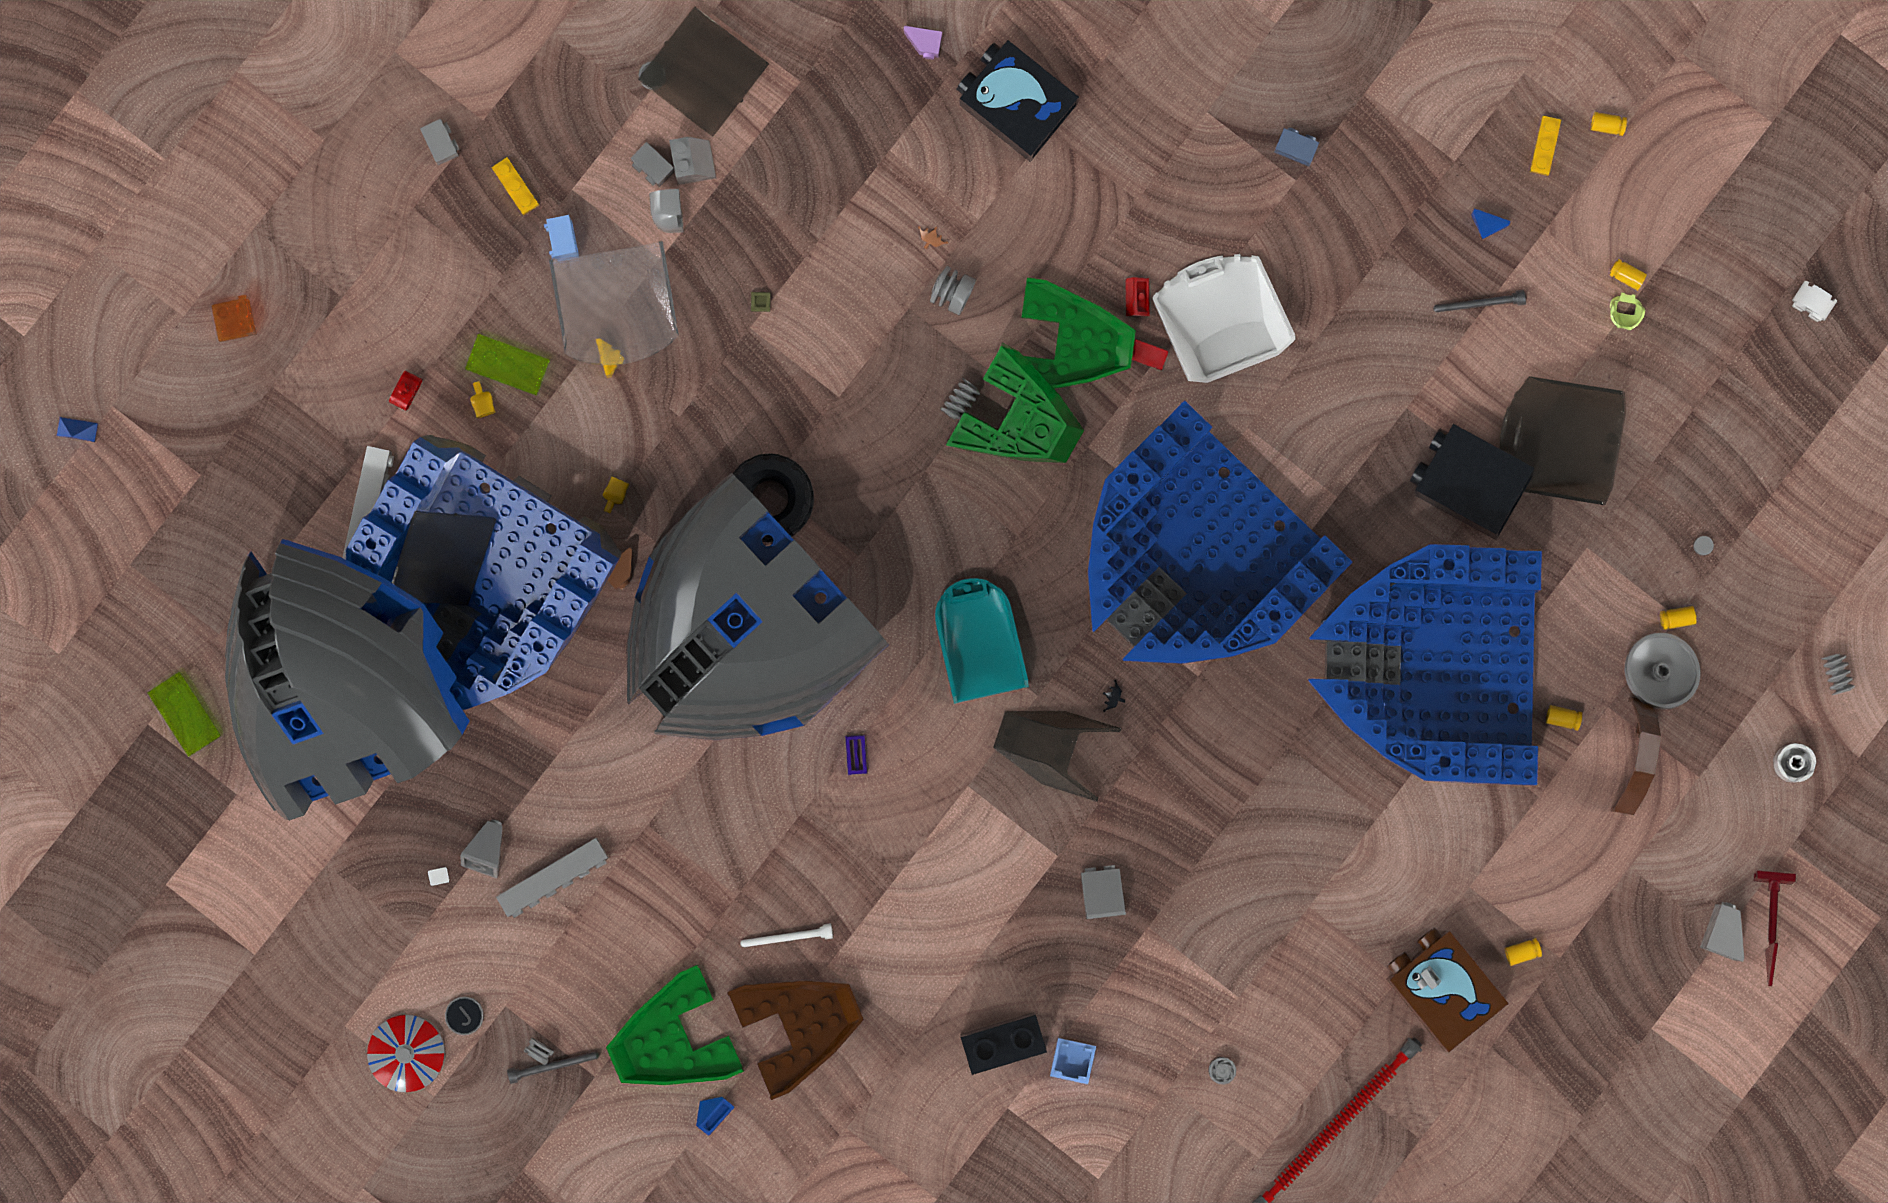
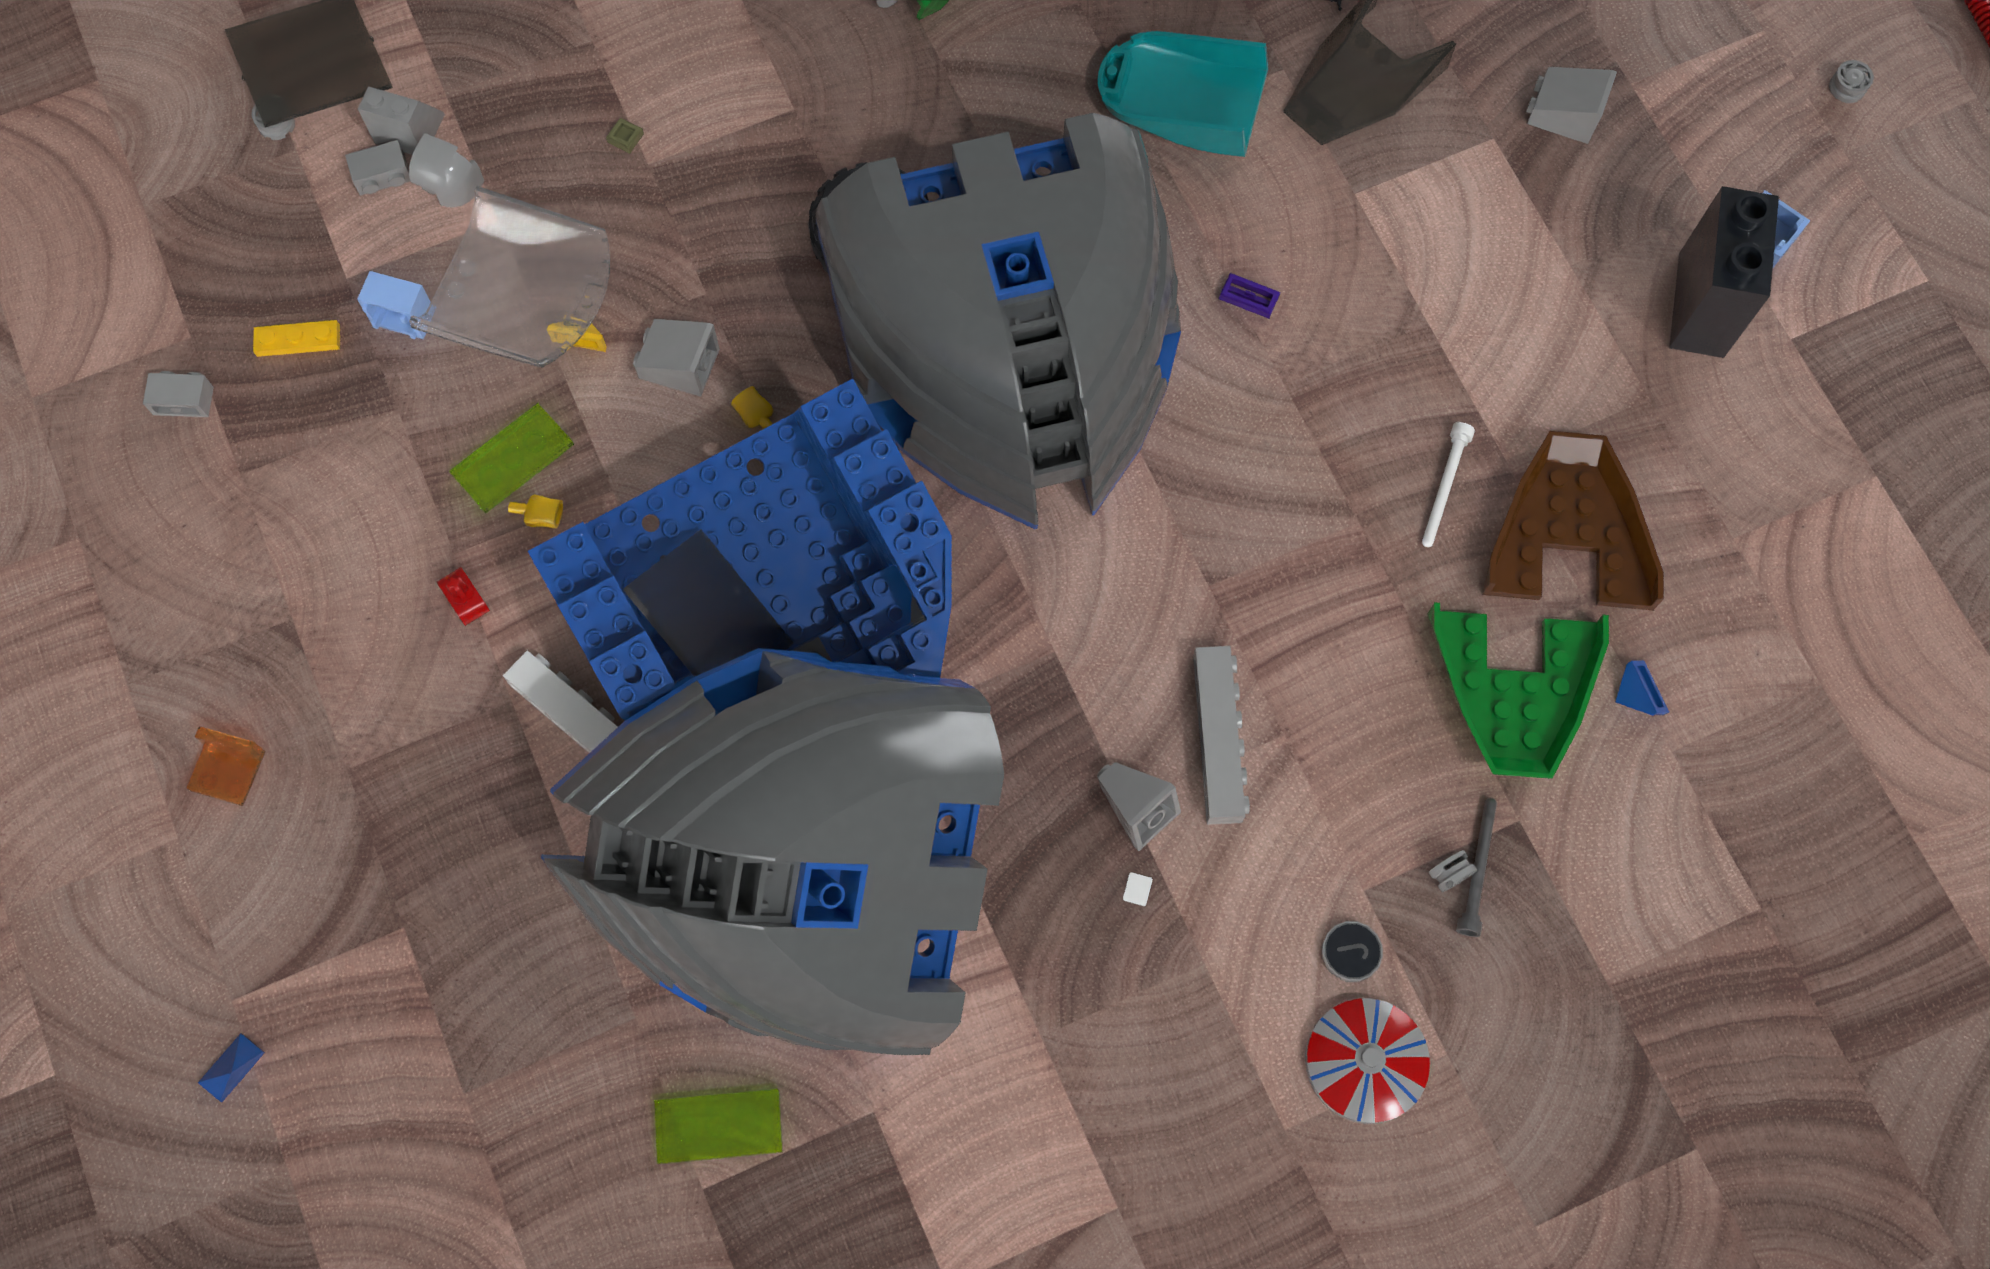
camera: 65 degrees left, 15 degrees down
(622, 425) = (678, 354): none -> light grey slope

